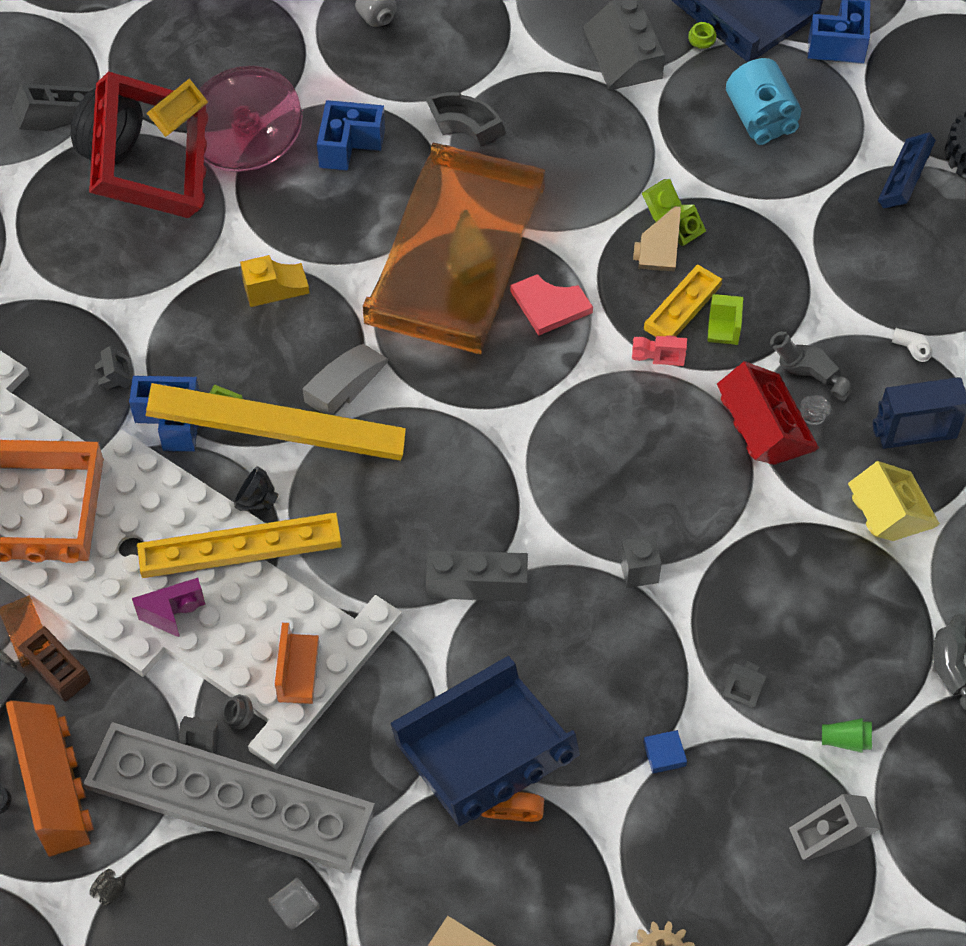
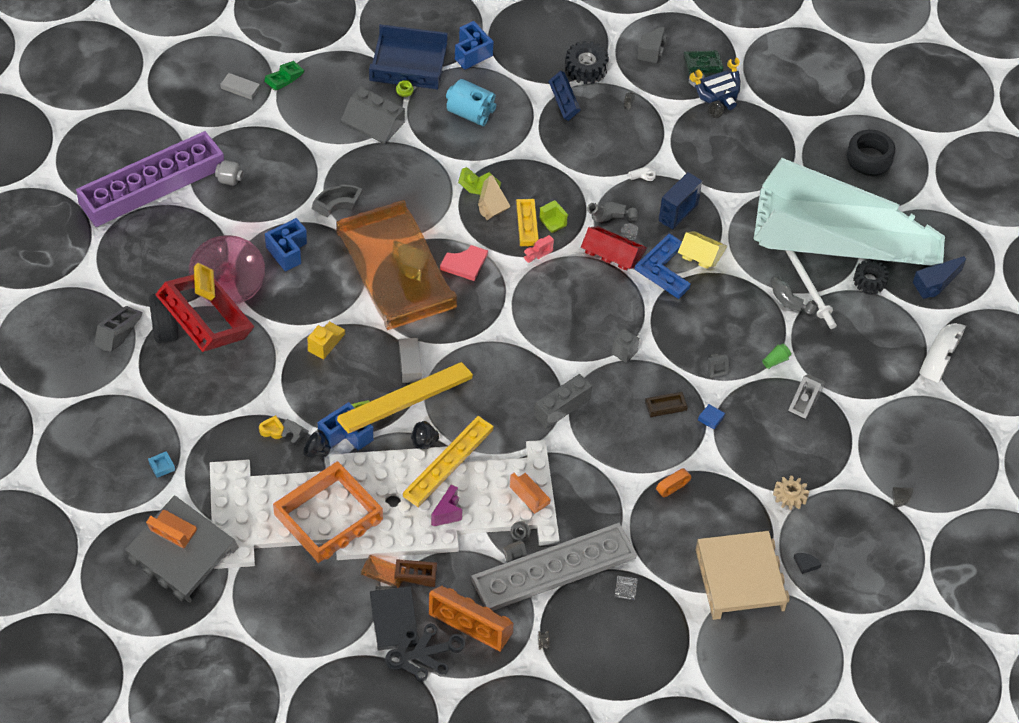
camera: 45 degrees left, 5 degrees down
(93, 343) = (271, 427): none -> yellow tile
(115, 409) = (316, 445): none -> black piece
(483, 741) = (639, 464): dark blue panel -> none
(619, 685) = (666, 404): none -> dark brown tile
(793, 482) = (653, 267): none -> blue plate

